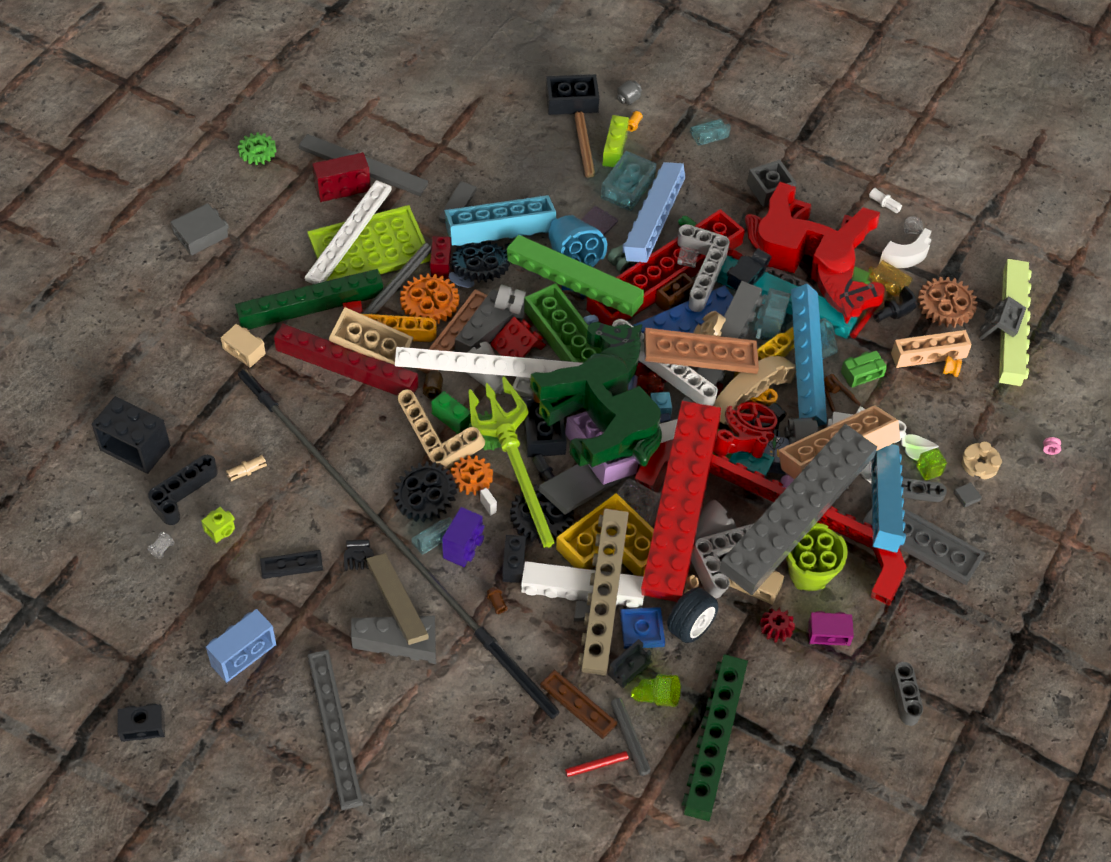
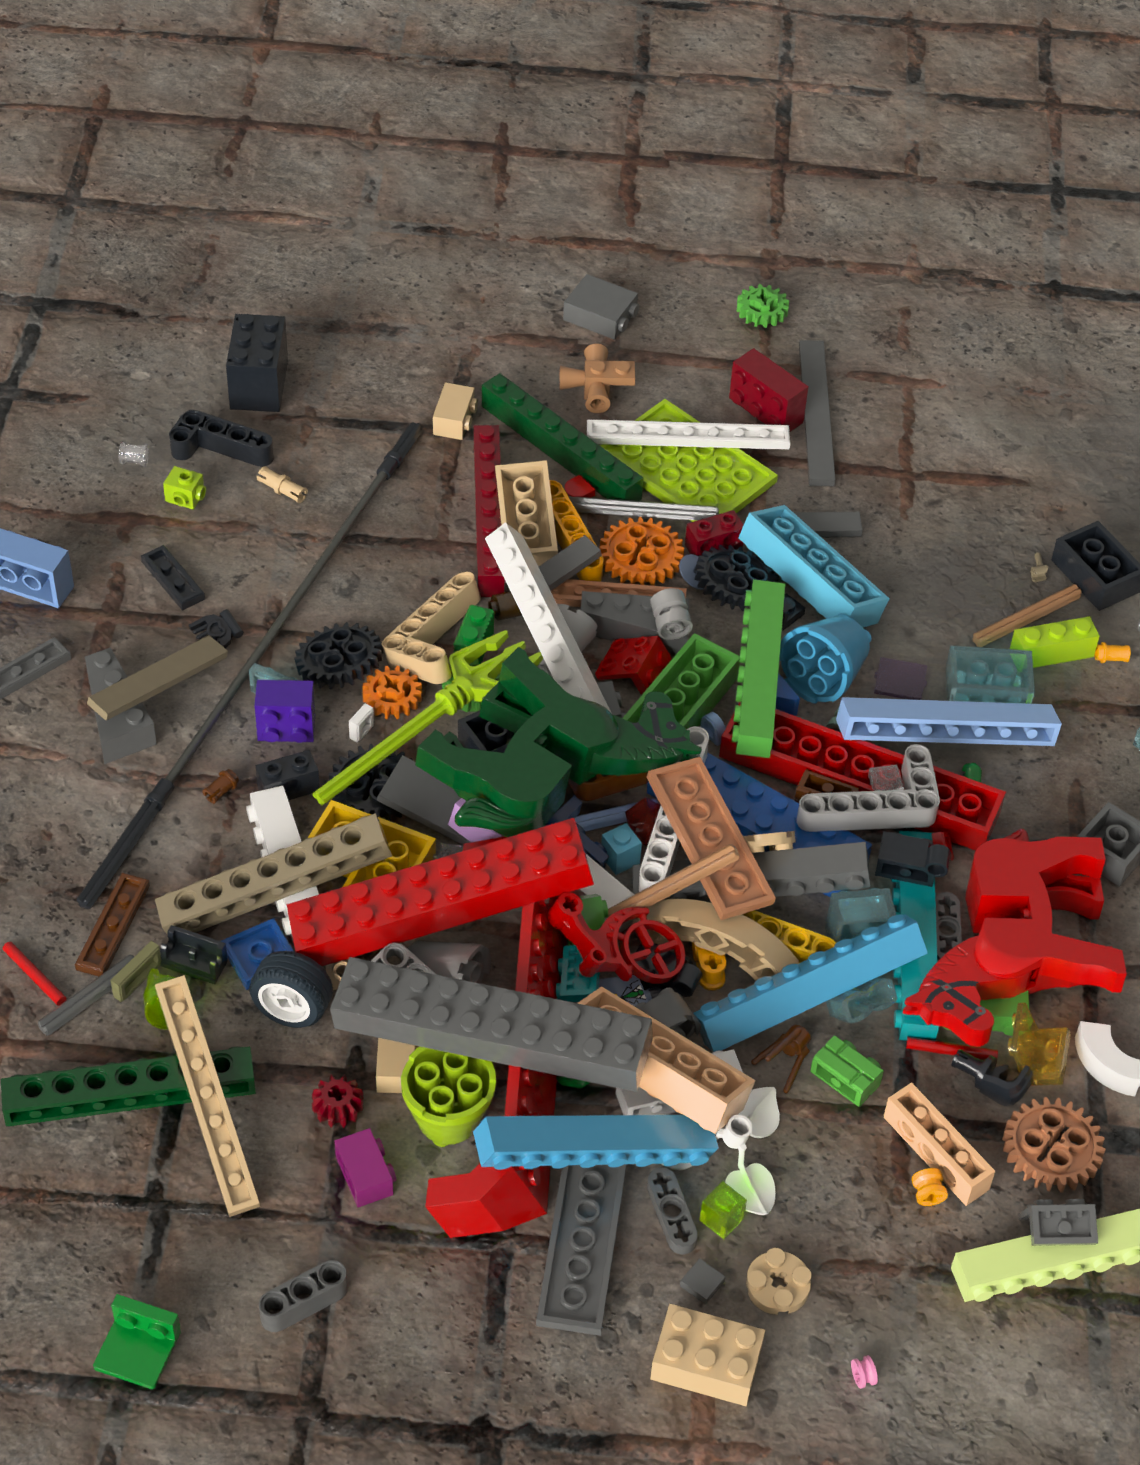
camera: 65 degrees right, 5 degrees down
(267, 257) = (597, 377): none -> medium nougat brick
(425, 332) = (569, 562): none -> dark grey tile
(555, 123) = (1038, 572): none -> dark tan hand
(629, 701) = (135, 971): none -> olive tile
(725, 378) = (680, 879): none -> medium nougat axle
(752, 689) = (207, 1096): none -> tan plate
(906, 795) = (138, 1342): none -> green bracket
(1018, 510) = (707, 1354): none -> tan brick

